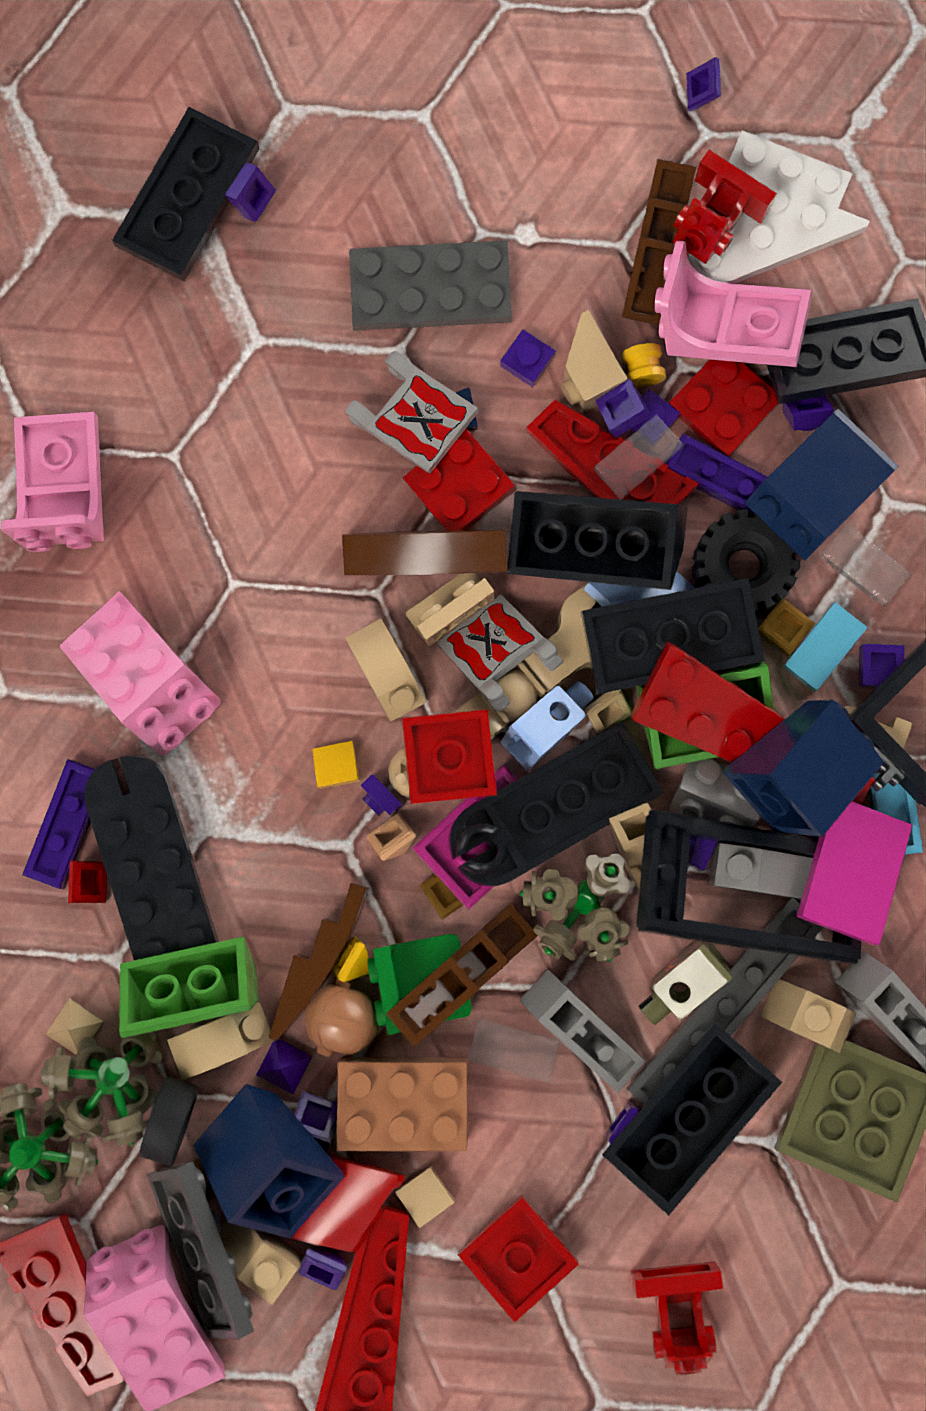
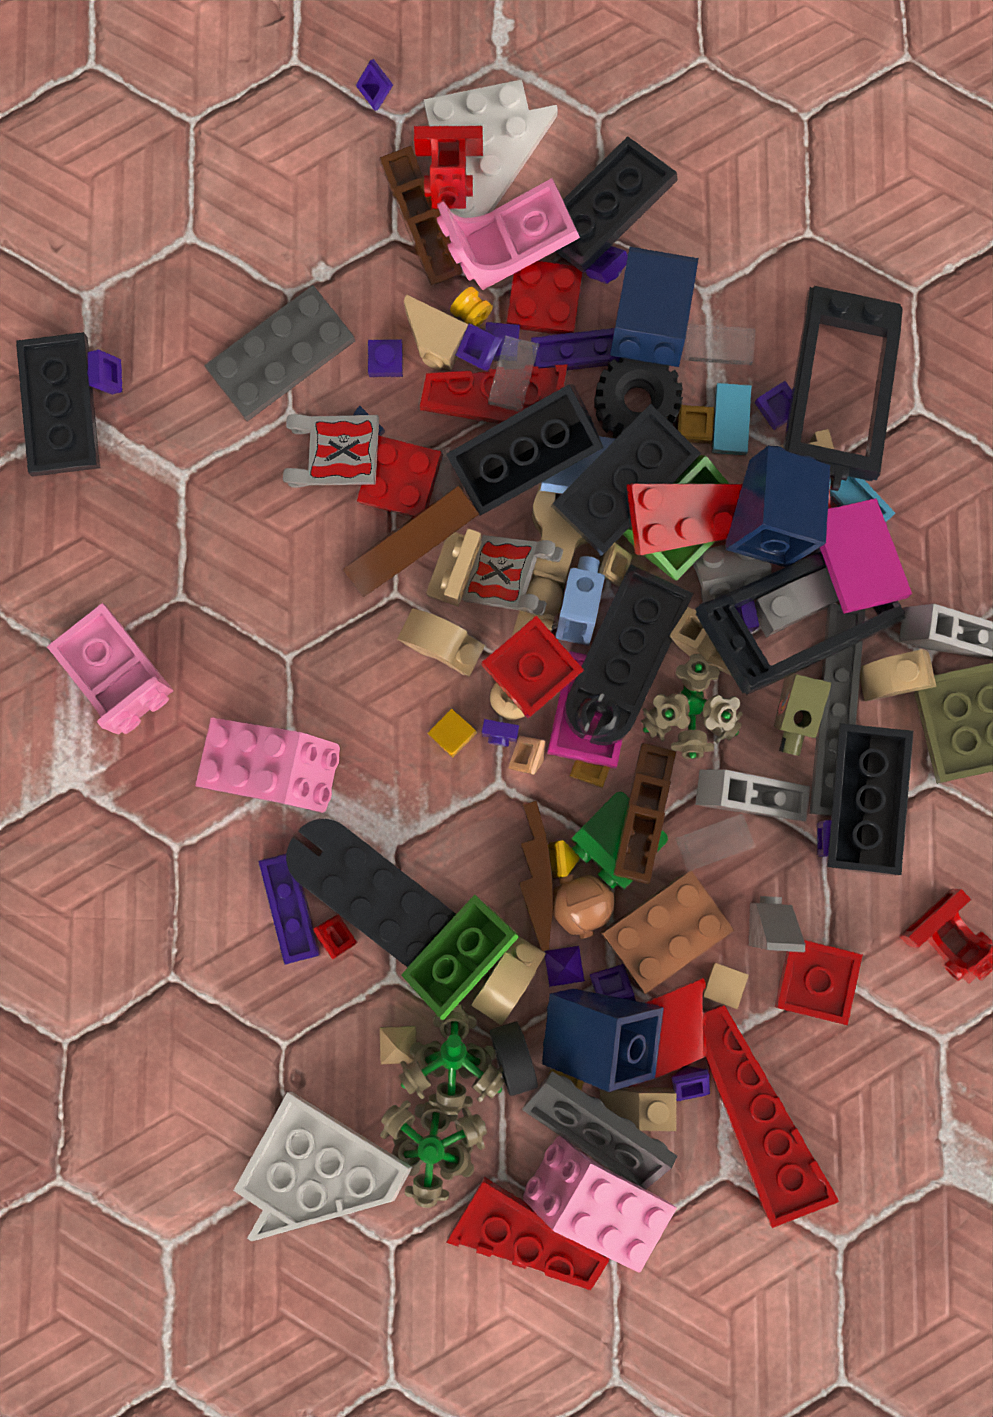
camera: 40 degrees left, 0 degrees up
(508, 1177) = (774, 926): none -> light grey slope

